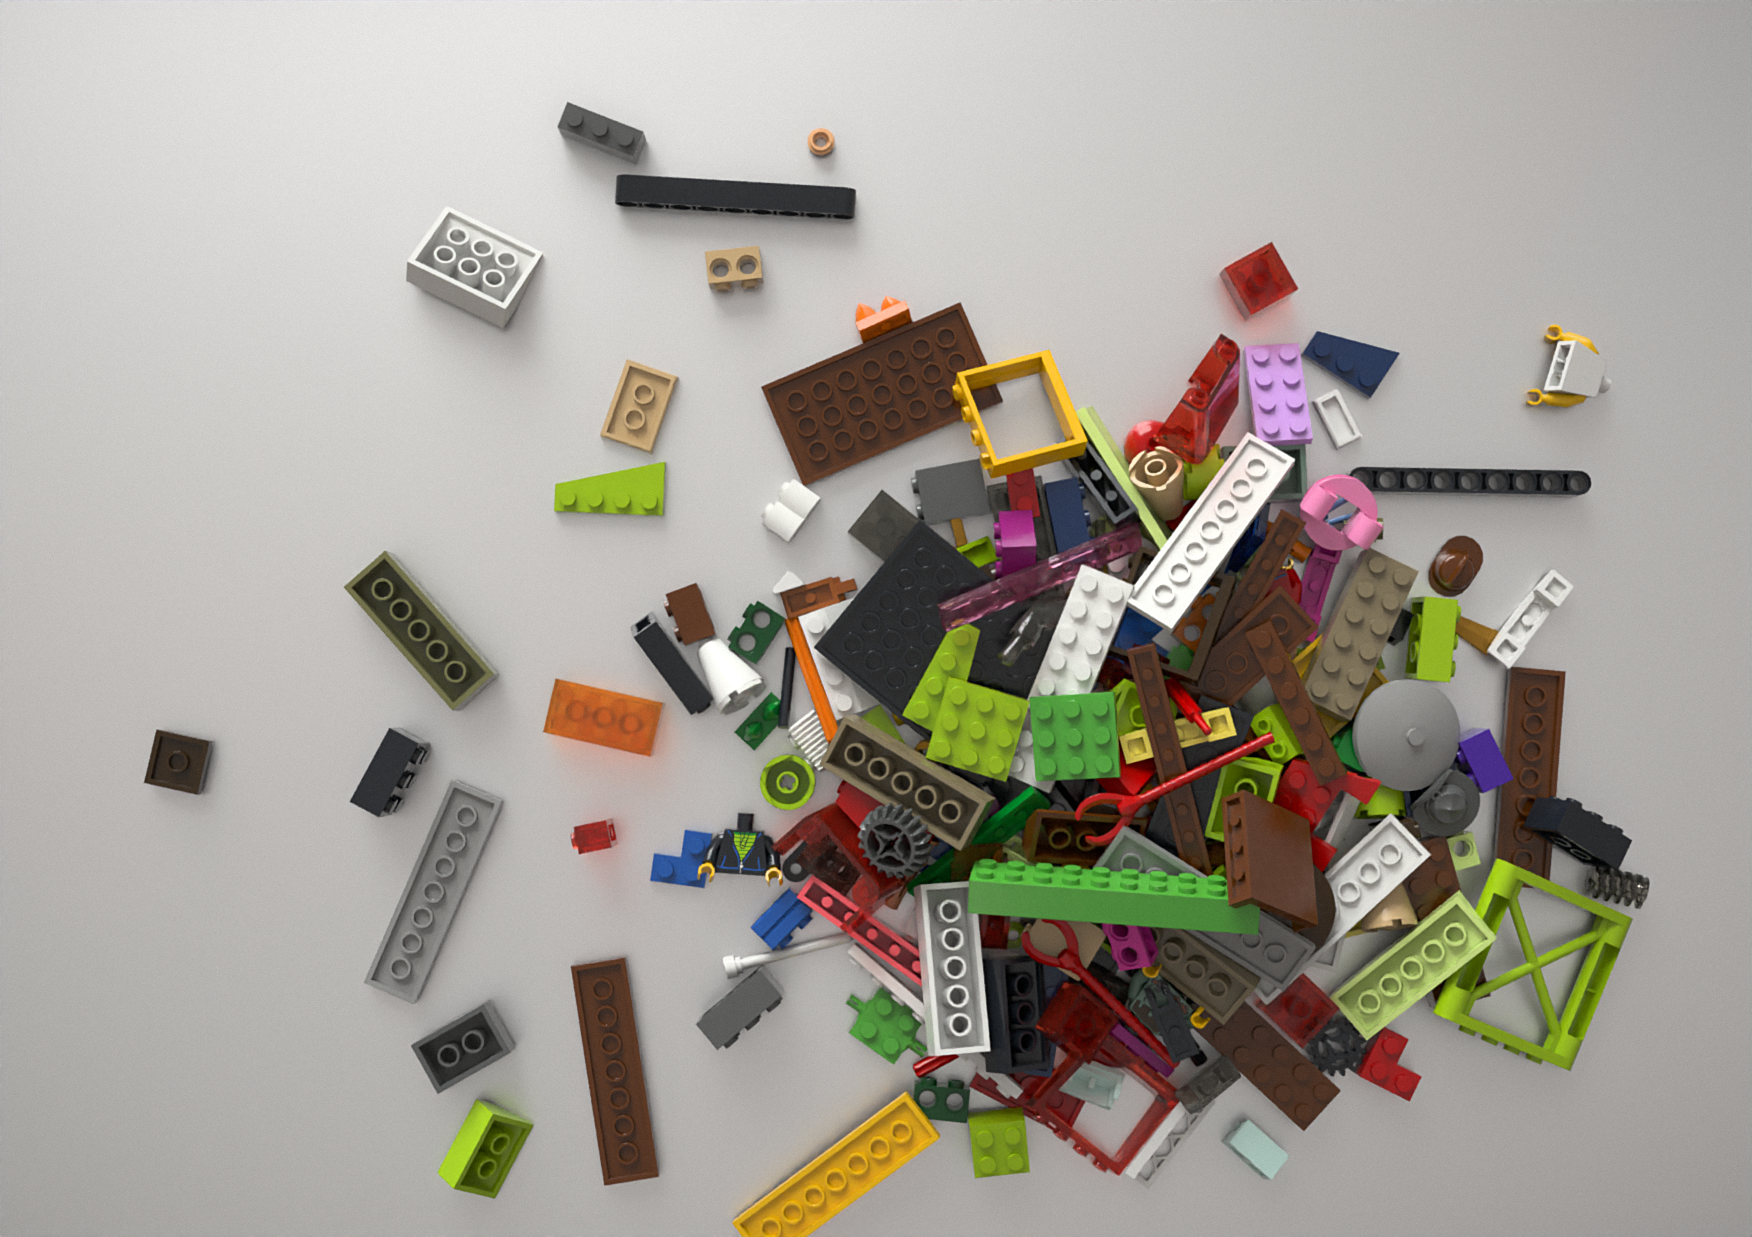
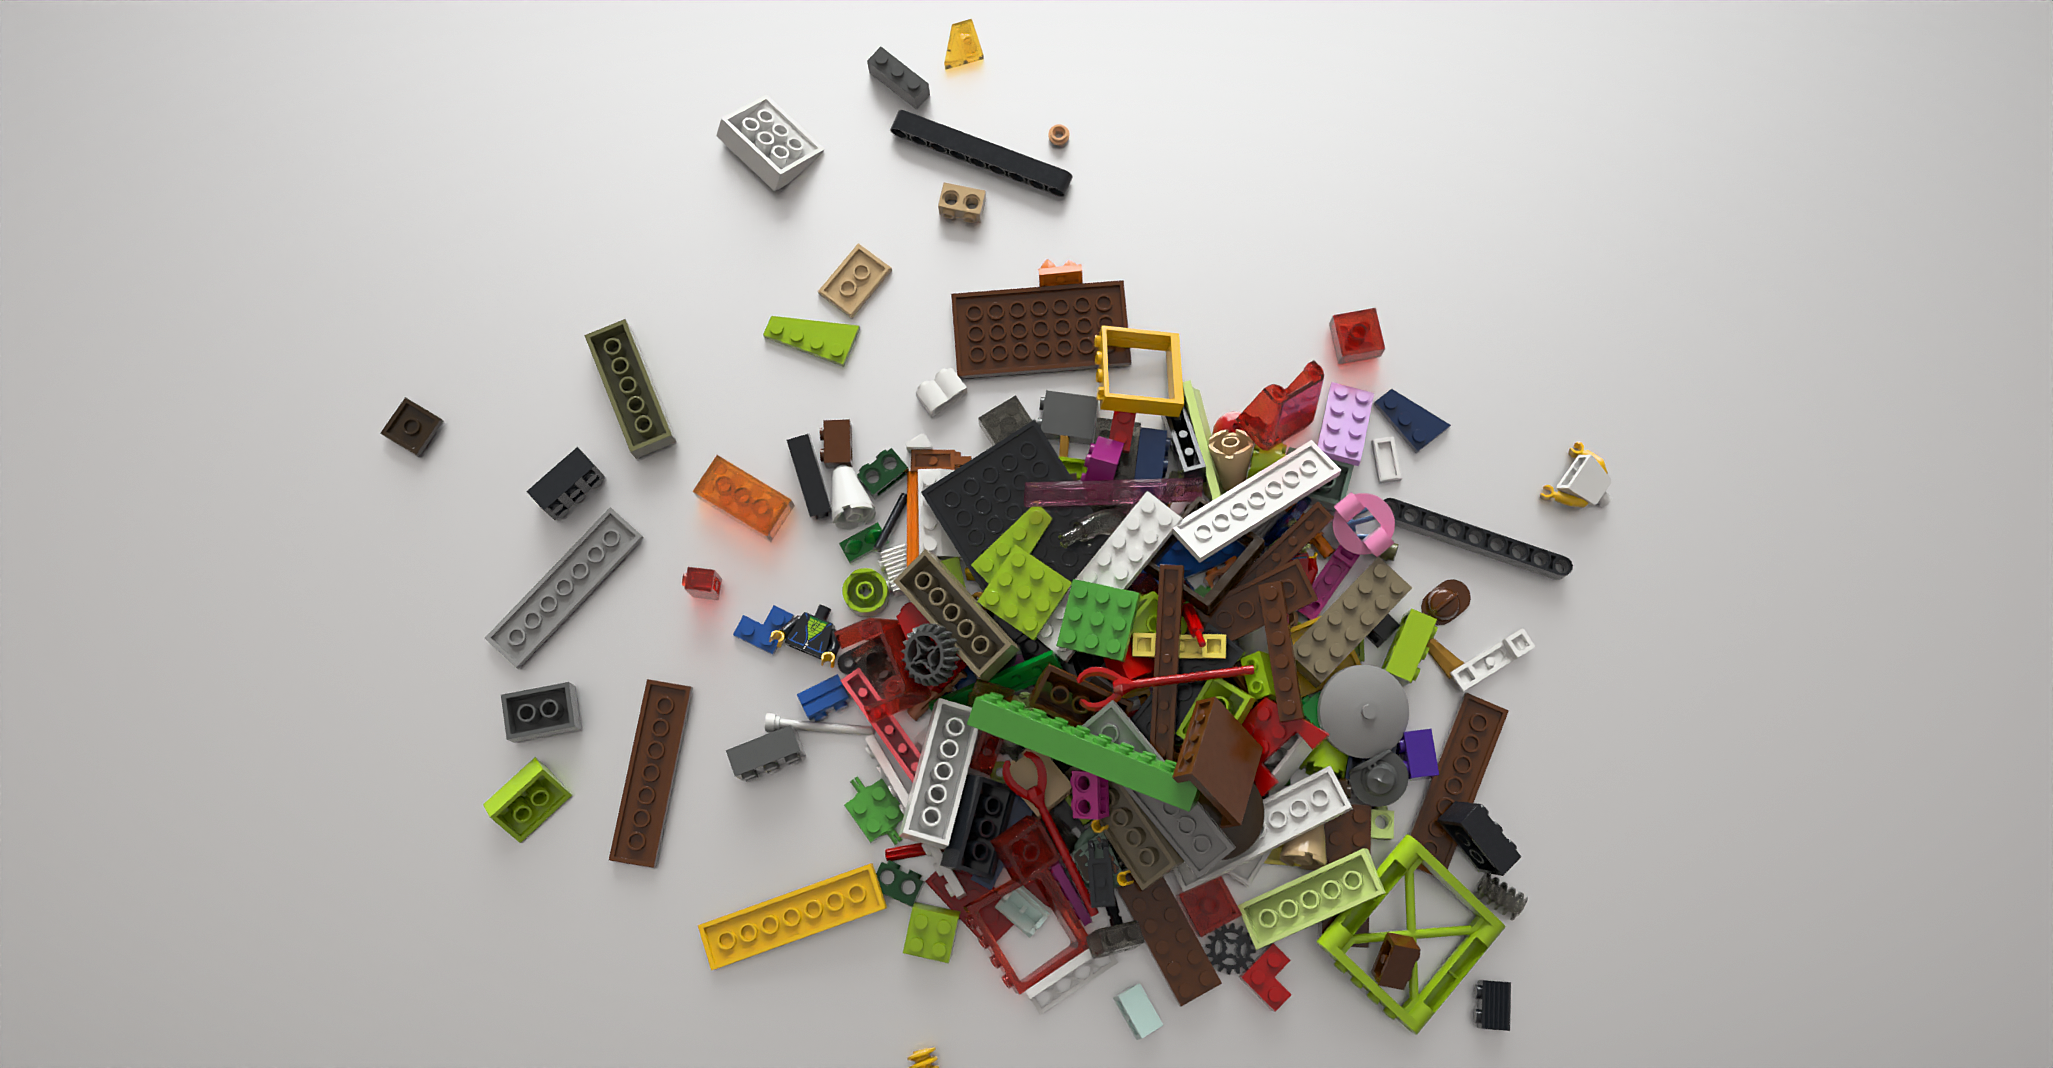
camera: 25 degrees right, 10 degrees down
(664, 63) = (963, 45): none -> clear yellow wing
(1526, 1002) = (1395, 961): none -> reddish brown brick
(1643, 1009) = (1493, 1005): none -> black brick

